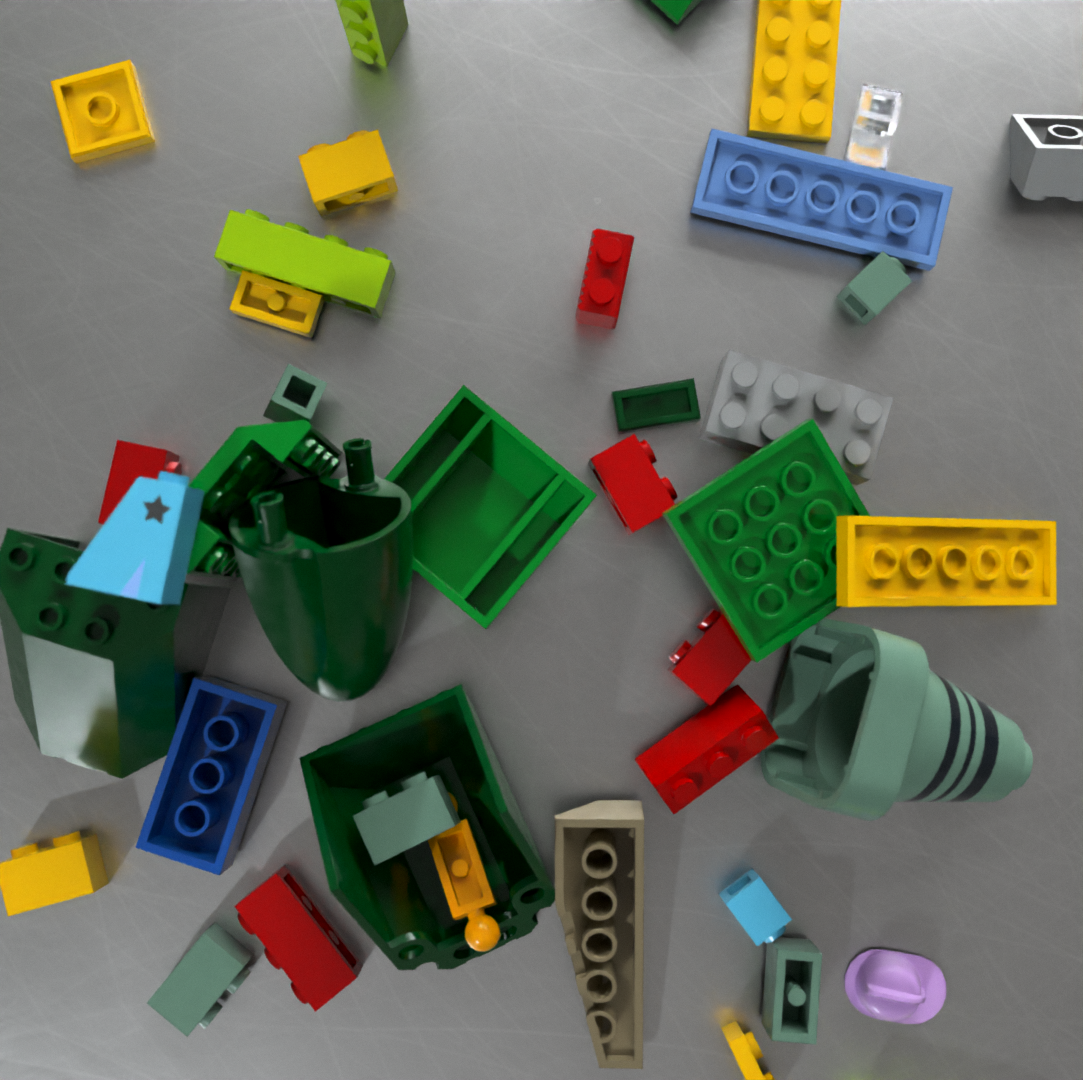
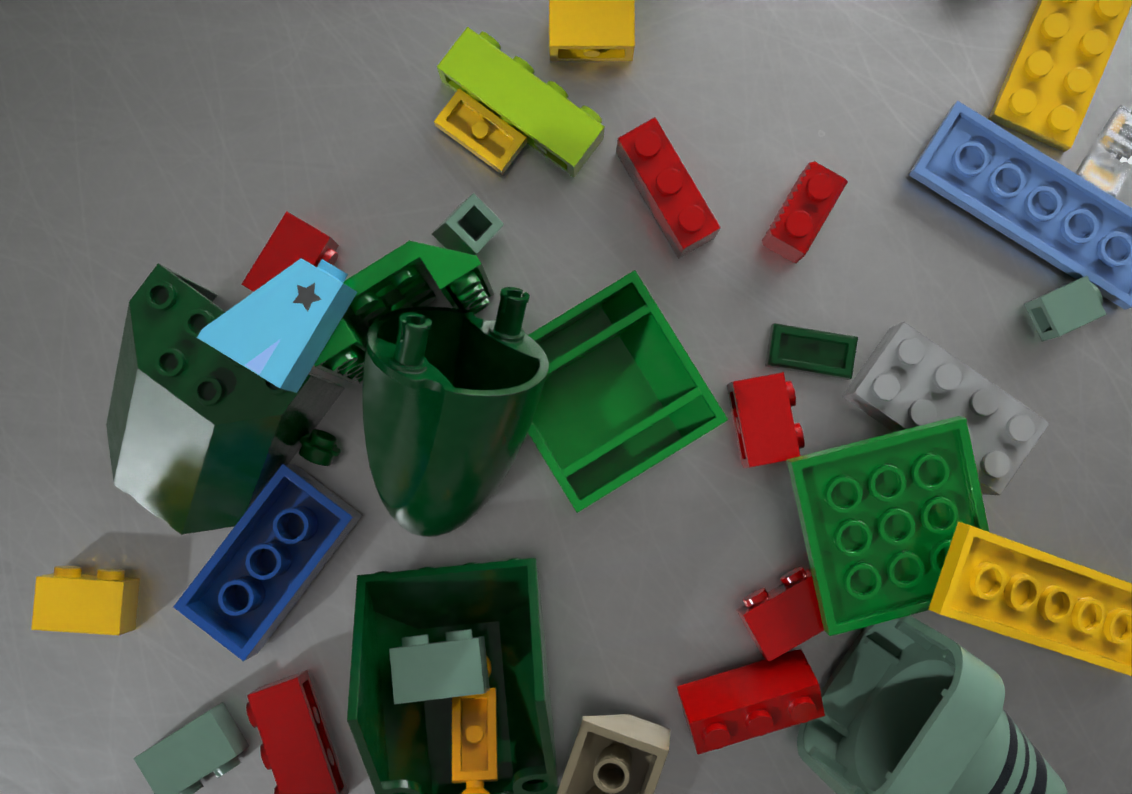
camera: 30 degrees right, 0 degrees up
(224, 651) = (319, 447): none -> green plate
(469, 298) = (667, 187): none -> red brick

